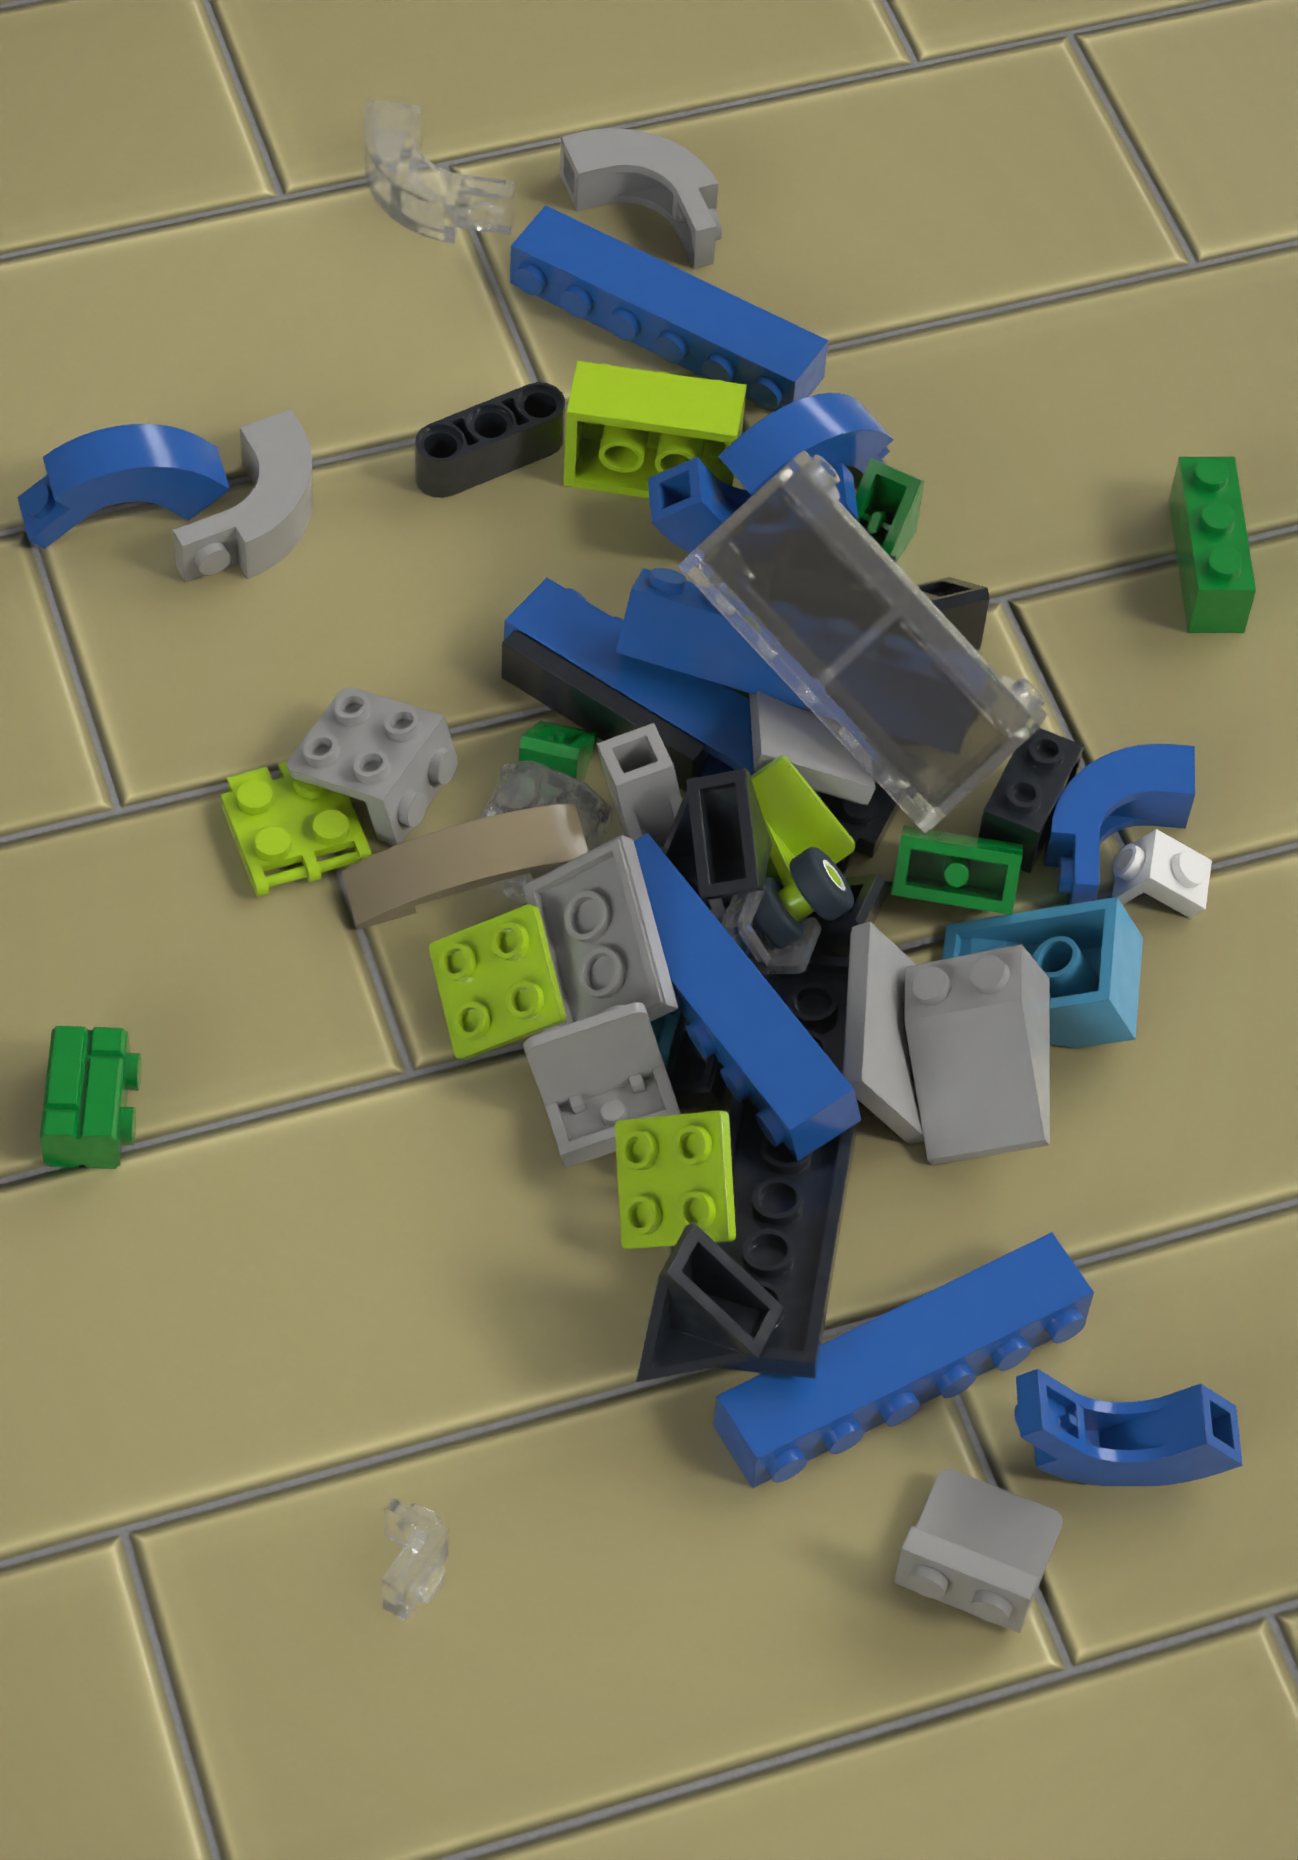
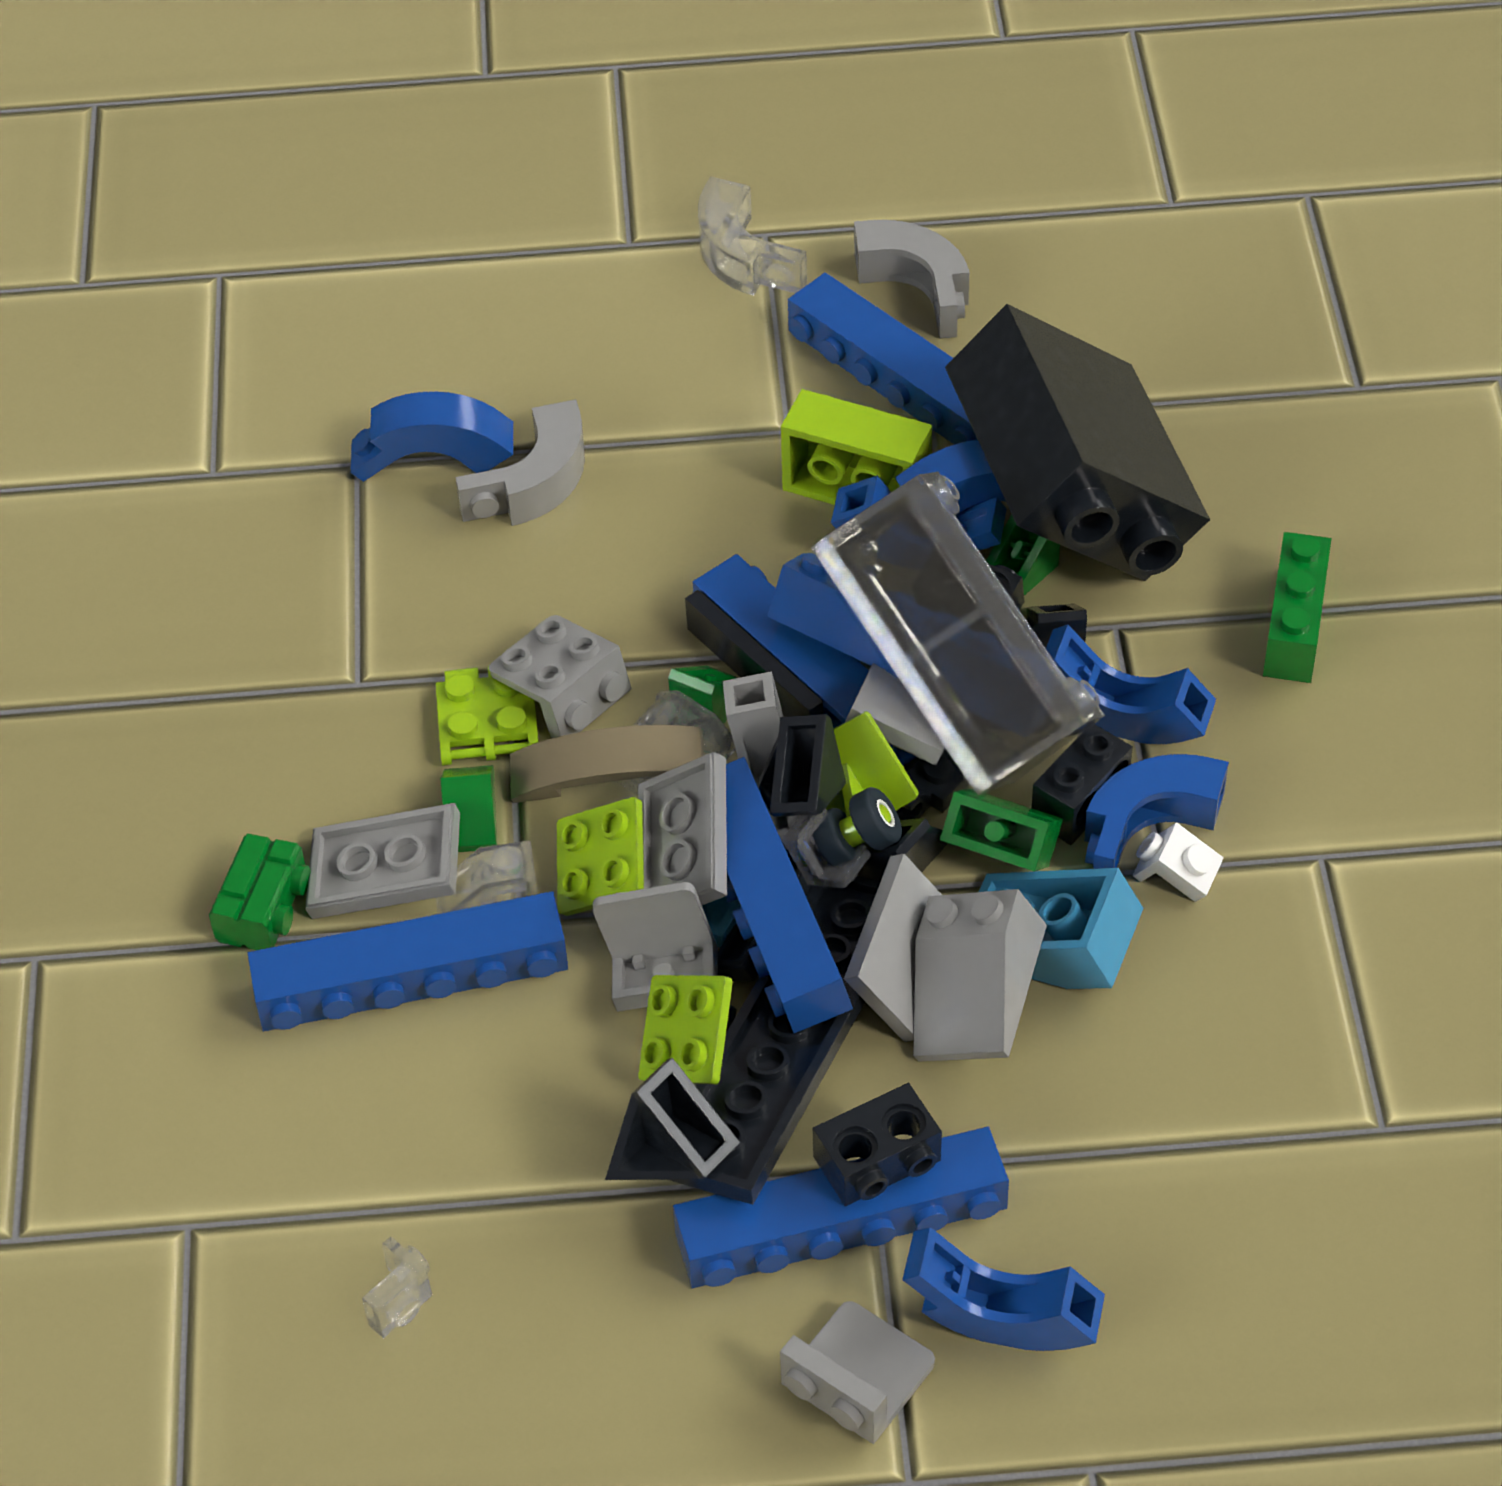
camera: 20 degrees right, 5 degrees down
(229, 1031) = (383, 861): none -> light grey tile
(297, 1152) = (407, 961): none -> blue brick
(311, 944) = (474, 795): none -> green slope
(369, 1042) = (492, 876): none -> clear slope
(489, 439) = (725, 445): black beam -> none
(923, 386) = (1076, 444): none -> black brick
(930, 1271) = (870, 1135): none -> black brick
(1080, 693) = (1136, 707): none -> blue arch

